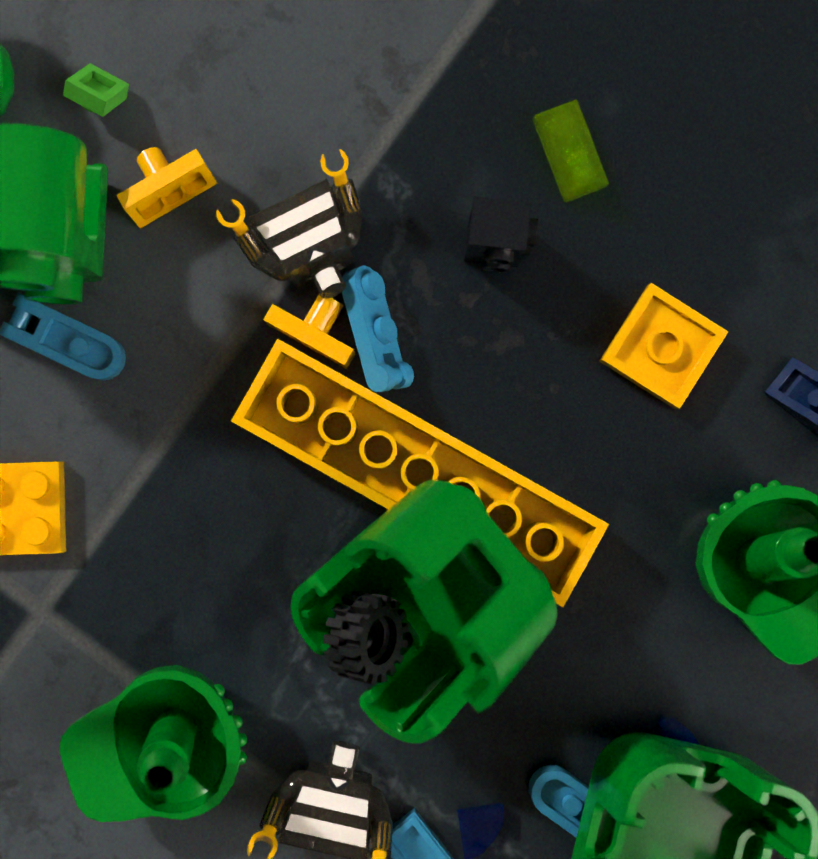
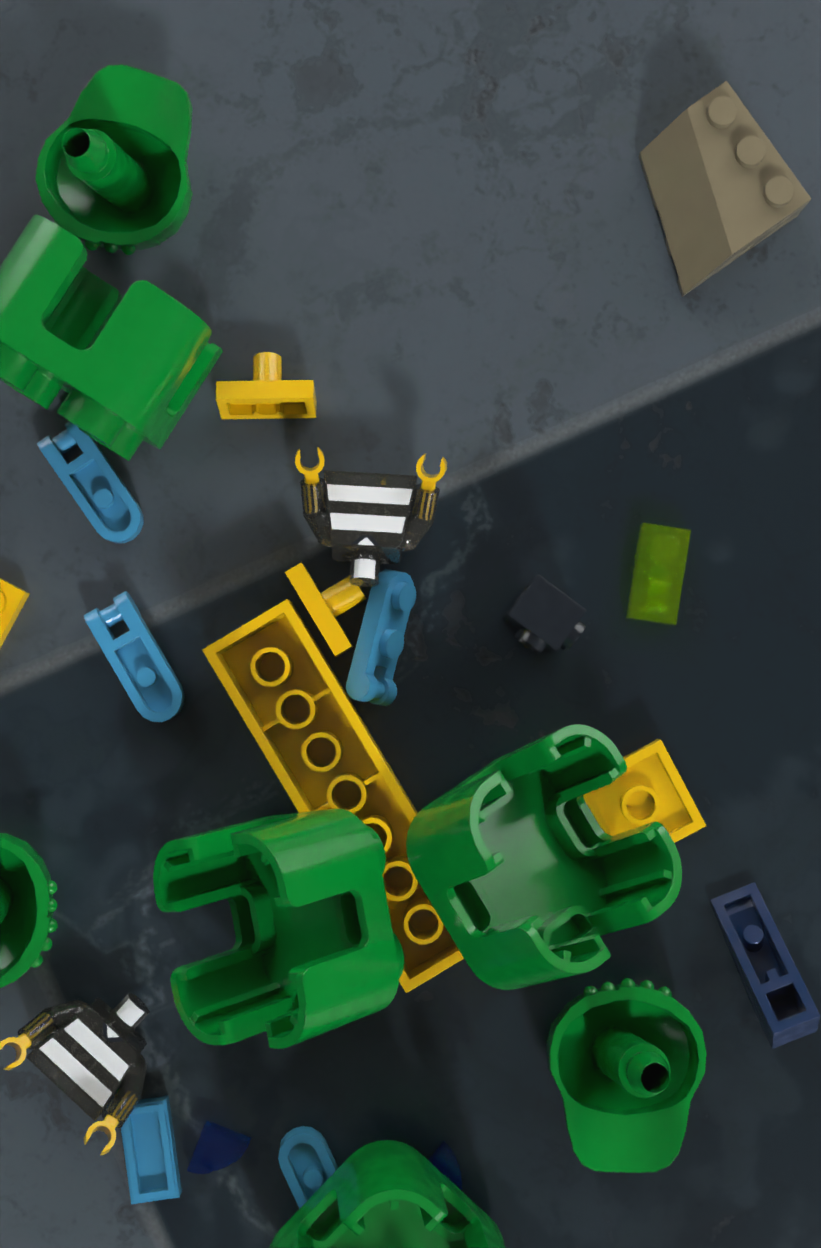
camera: 30 degrees right, 0 degrees up
(95, 90) = (253, 270): bright green plate -> none
(184, 464) = (137, 660): none -> dark azure plate
(366, 637) = (211, 918): black tyre -> none
(604, 448) = (529, 870): none -> green piece

